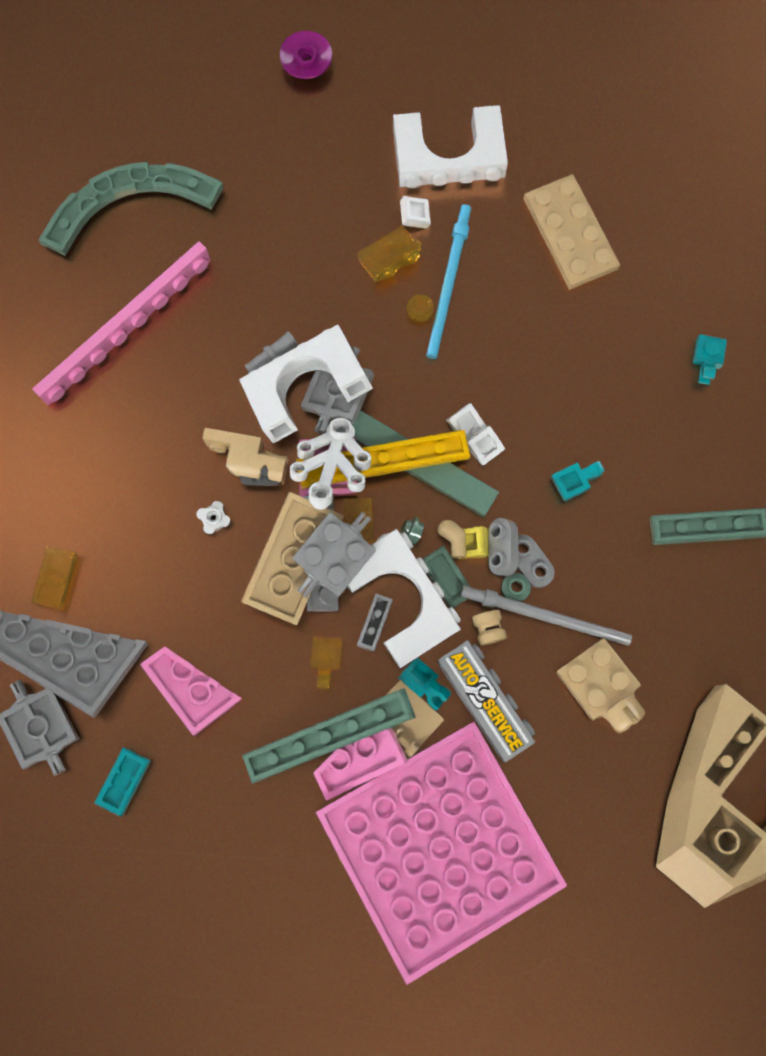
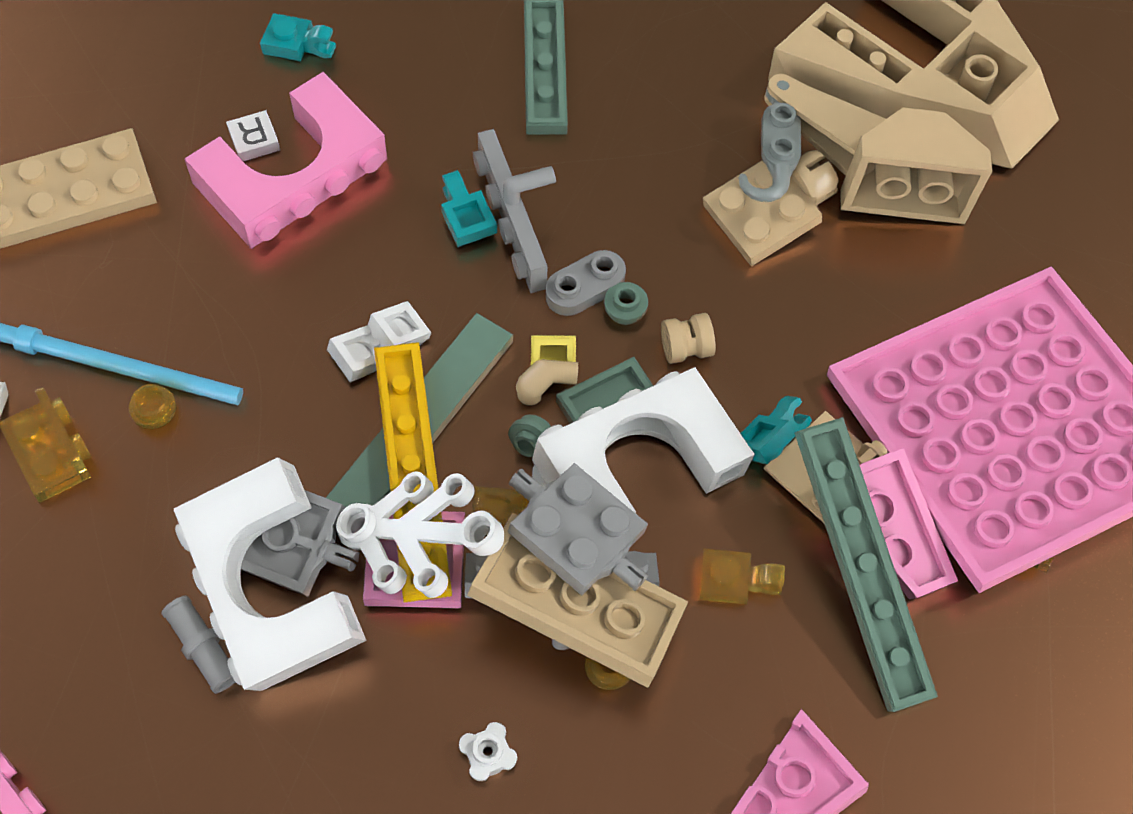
camera: 90 degrees left, 15 degrees down
(247, 458) = (386, 686): tan plate -> none
(374, 623) = (677, 500): light grey piece -> none
(486, 701) = (796, 350): brick -> none
(492, 599) = (646, 329): light grey bar -> none
(503, 546) = (564, 309): light grey plate -> none
(584, 507) = (504, 194): none -> light grey plate
(617, 398) = (264, 204): none -> bright pink arch
(624, 340) = (253, 136): none -> white tile
(636, 767) = (894, 166): none -> tan slope

